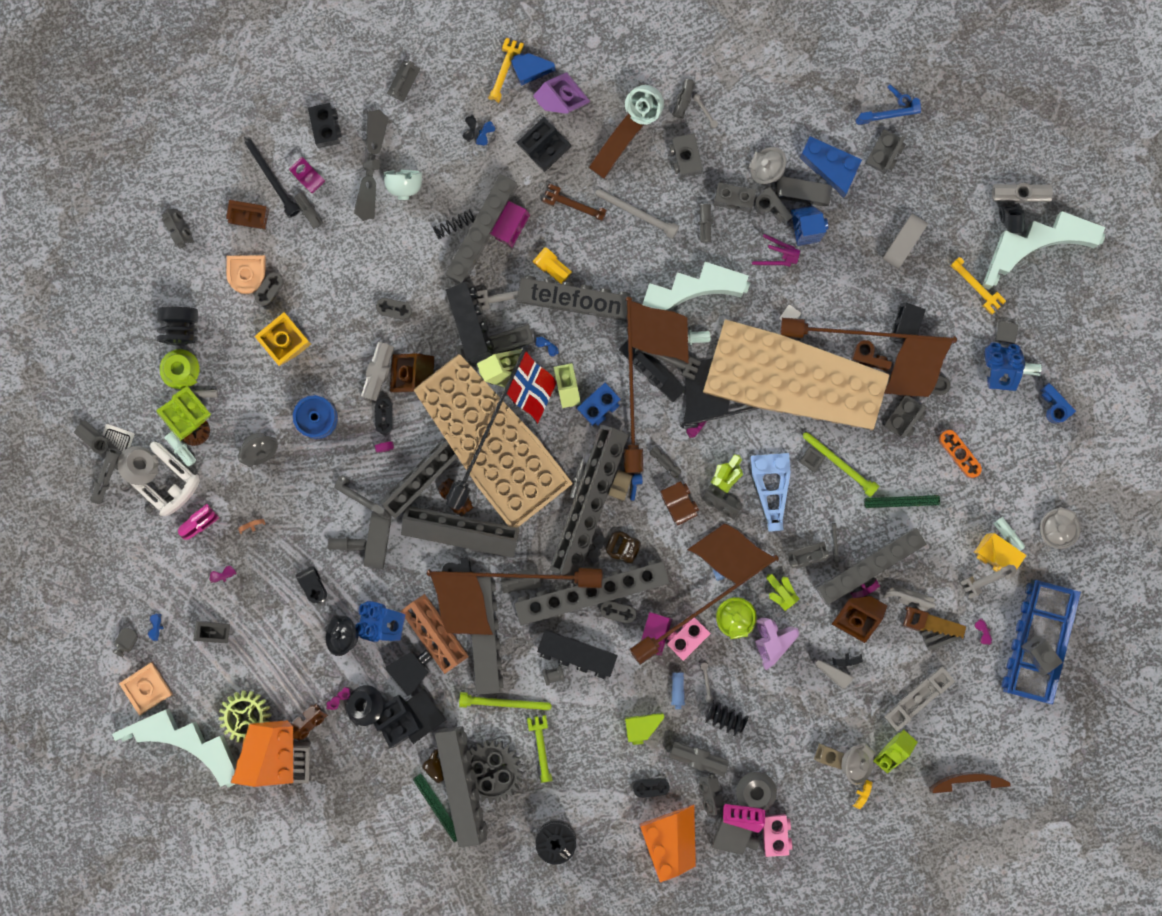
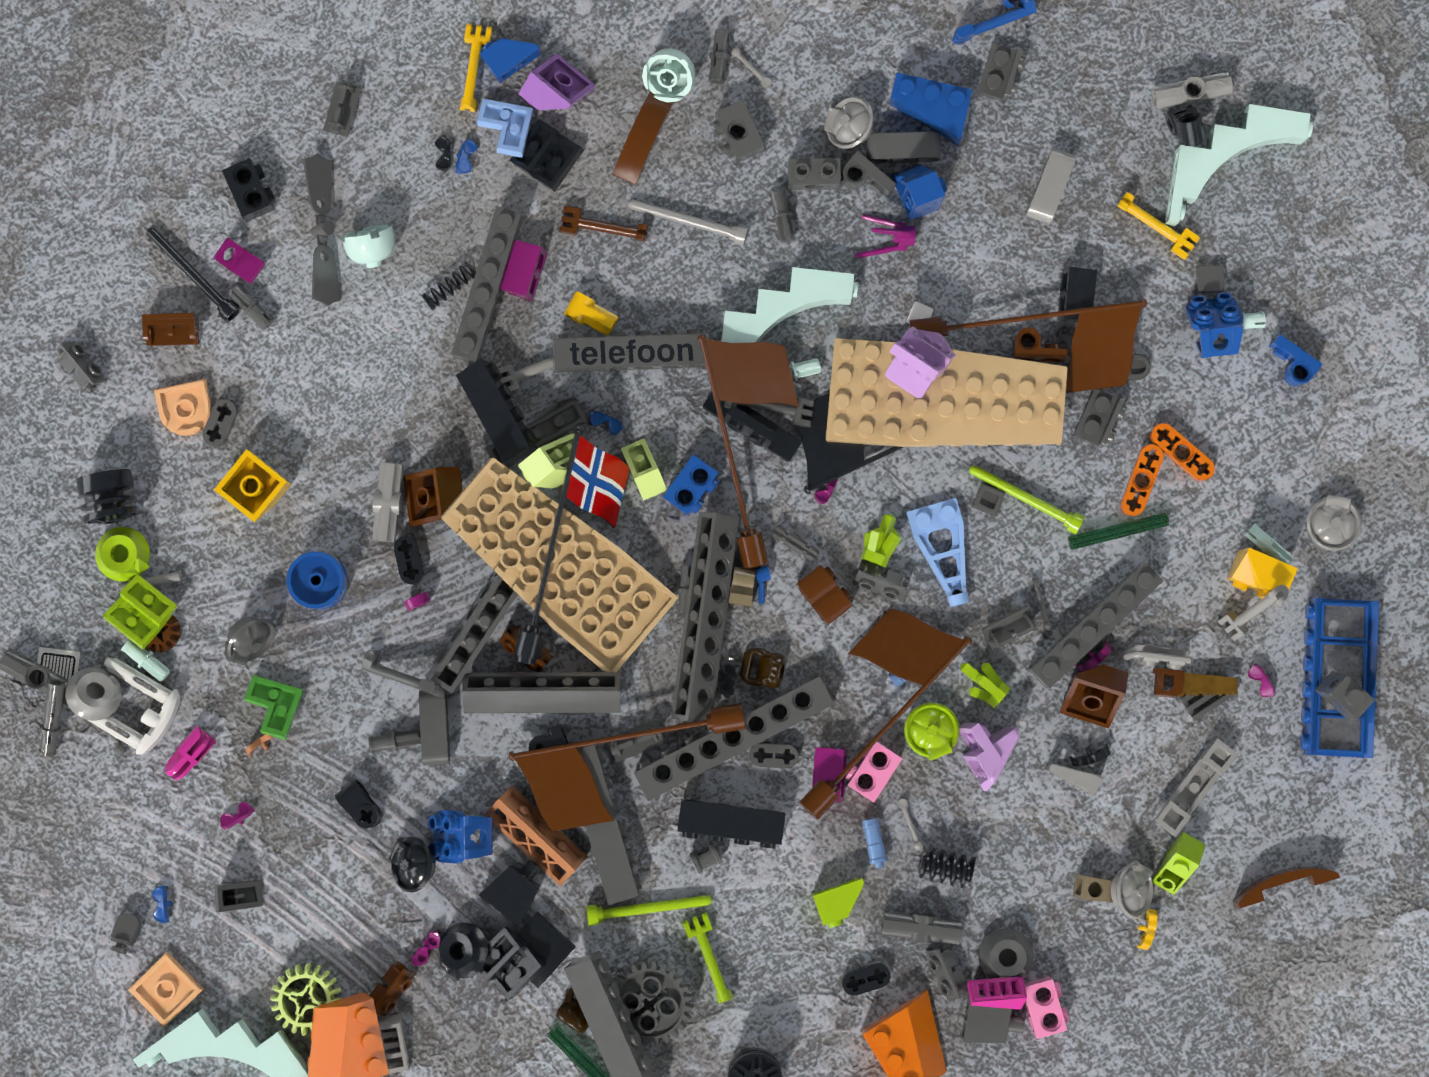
camera: 20 degrees left, 0 degrees up
(270, 498) = (281, 704): none -> bright green plate
(393, 313) = (392, 408): dark grey beam -> none
(524, 115) = (512, 121): none -> light blue plate
(782, 348) = (919, 360): none -> lavender piece
(929, 453) = (1141, 459): none -> orange beam

